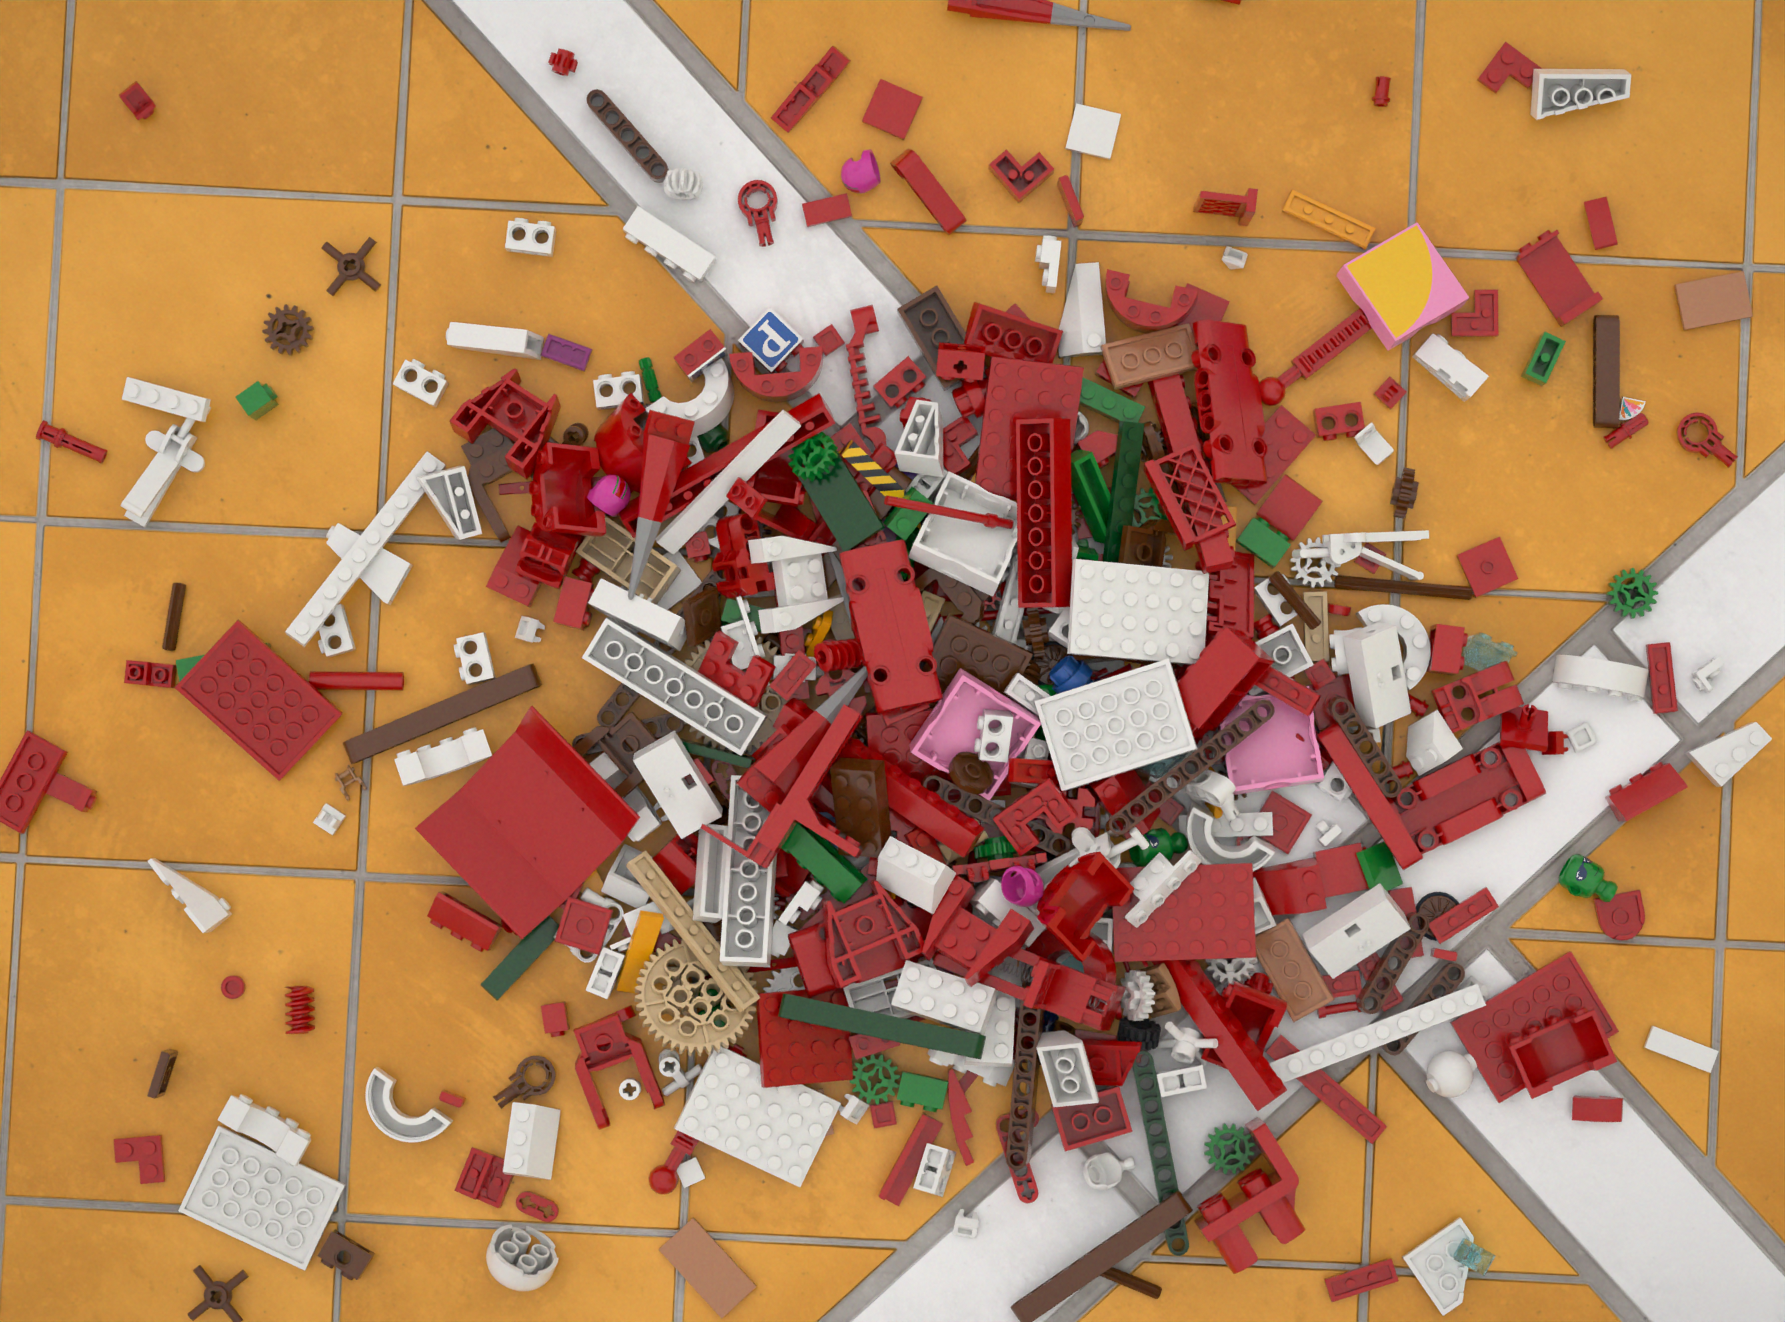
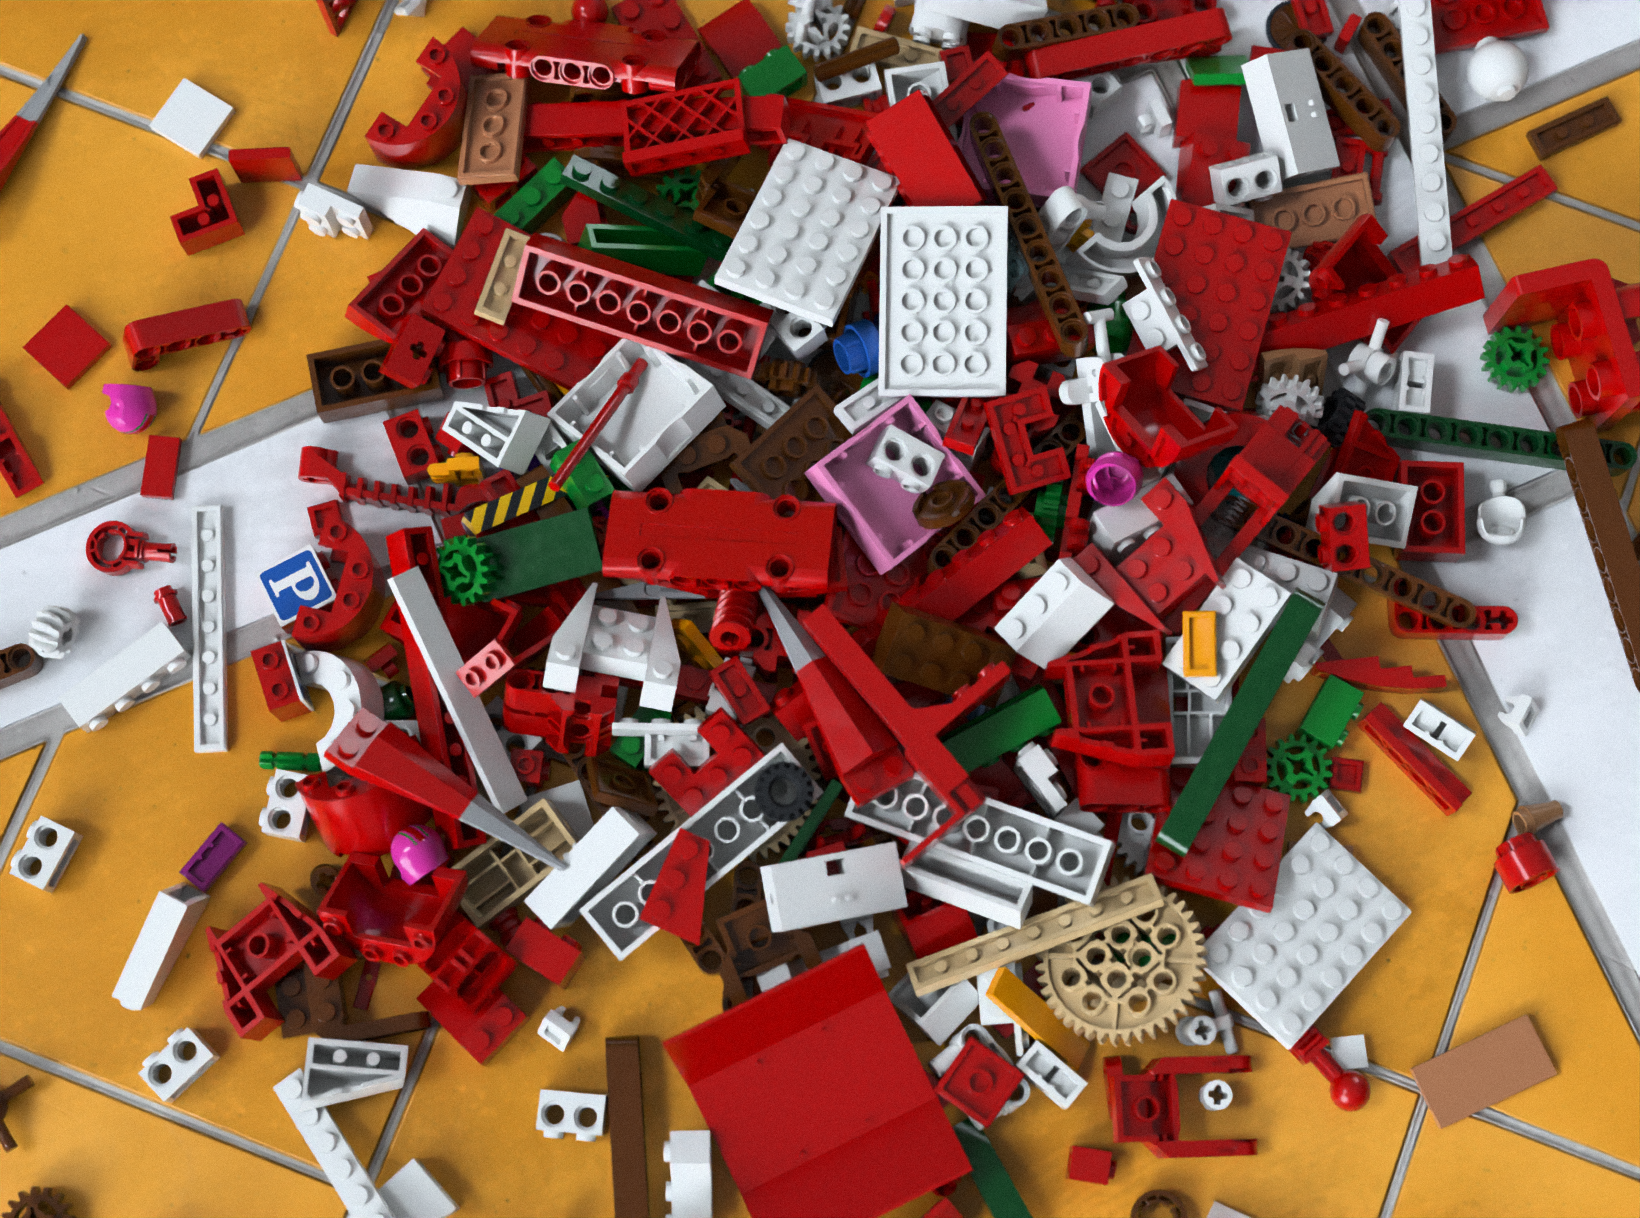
camera: 75 degrees left, 10 degrees down
(641, 681) = (680, 888): none -> red wing
(716, 729) = (784, 771): none -> black tyre
(717, 774) = (846, 836): none -> red piece
(724, 288) = (209, 629): none -> white tile
(730, 255) = (170, 605): none -> red pin
(740, 417) = (382, 659): none -> red tile
(859, 1255) = (1524, 862): none -> red piece
(892, 425) = (460, 470): none -> light orange hinge
(895, 1255) = (1536, 816): none -> medium nougat cone
(924, 981) = (1199, 644): none -> light orange tile
(1035, 407) = (501, 280): none -> tan plate
(1039, 1062) = (1352, 534): none -> red brick
(1173, 822) = (1093, 285): none -> white plate
(1299, 910) = (1245, 173): none -> white brick
(1427, 1143) = (1573, 128): none -> reddish brown tile

